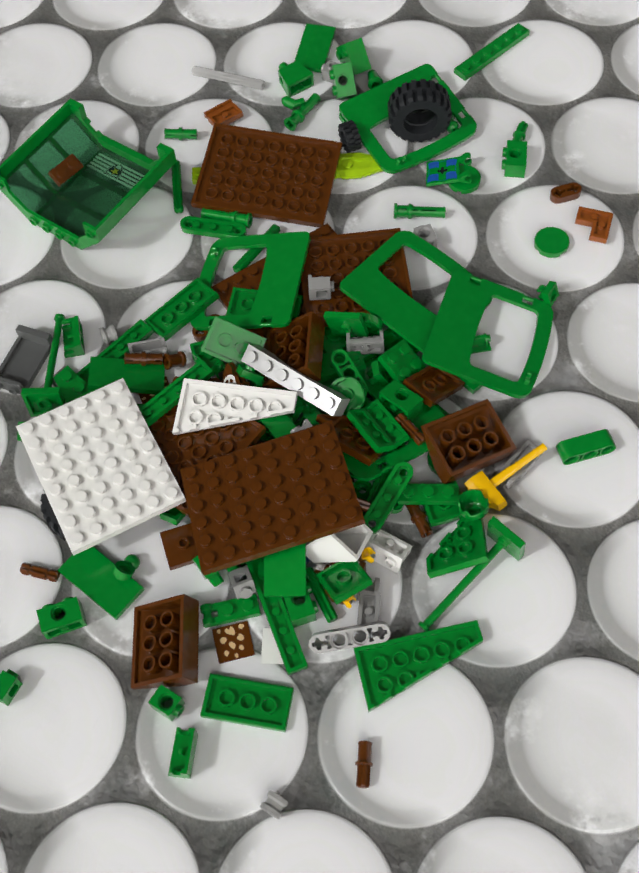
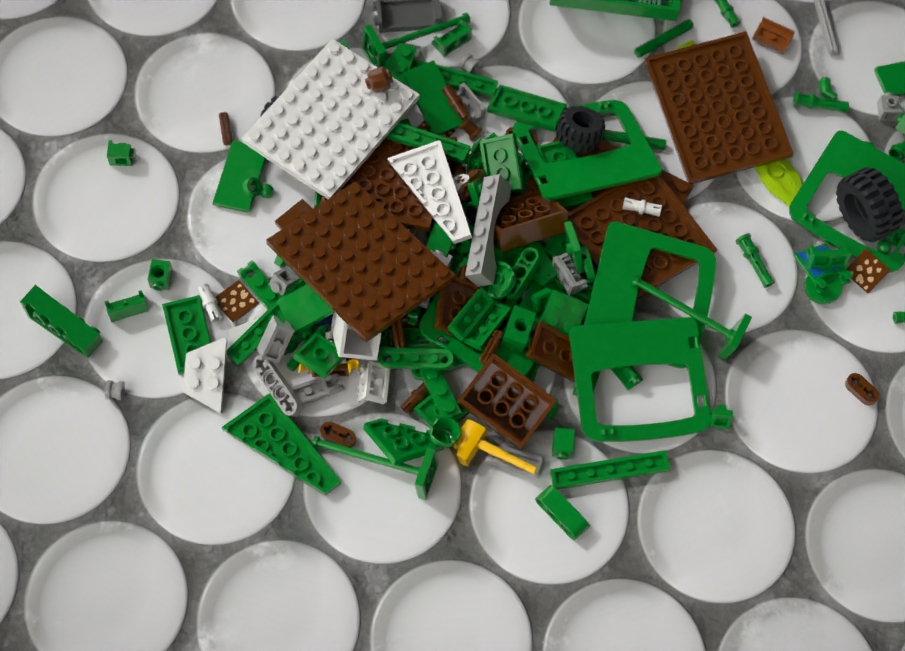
camera: 55 degrees right, 5 degrees up
(73, 619) = (197, 172): green brick -> none
(90, 400) = (379, 79): none -> reddish brown head
(165, 643) = (209, 250): reddish brown slope -> none
(167, 830) = (61, 321): none -> green wedge
(212, 227) = (632, 91): green plate -> none
(224, 666) = (210, 303): none -> white pin
(232, 273) = (580, 128): none -> black tyre
(234, 216) = (653, 101): green pin -> none
(295, 78) = (857, 75): green torso -> none
(303, 701) = (206, 374): none -> white wing
(304, 615) = (275, 340): none -> light grey hinge
(320, 287) = (602, 208): light grey brick -> none
(333, 260) = (642, 206): none -> white pin
(345, 71) = (886, 118): green brick -> none
(349, 136) = (808, 157): black tyre -> none
(363, 764) = (176, 443): reddish brown axle -> none
(422, 601) = (339, 431): none -> reddish brown beam
(426, 233) = (722, 286): light grey brick -> none
(444, 161) = (828, 258): none -> green hinge
(465, 143) = (867, 270): none -> reddish brown sticker
(481, 249) = (733, 335): none -> green tile
(515, 159) = (868, 330): green brick -> none
(520, 418) = (563, 443): none -> green brick
(551, 242) = (789, 398): green tile -> none
(560, 395) = (609, 470): none -> green plate
(598, 220) = (841, 431): dark orange plate -> none

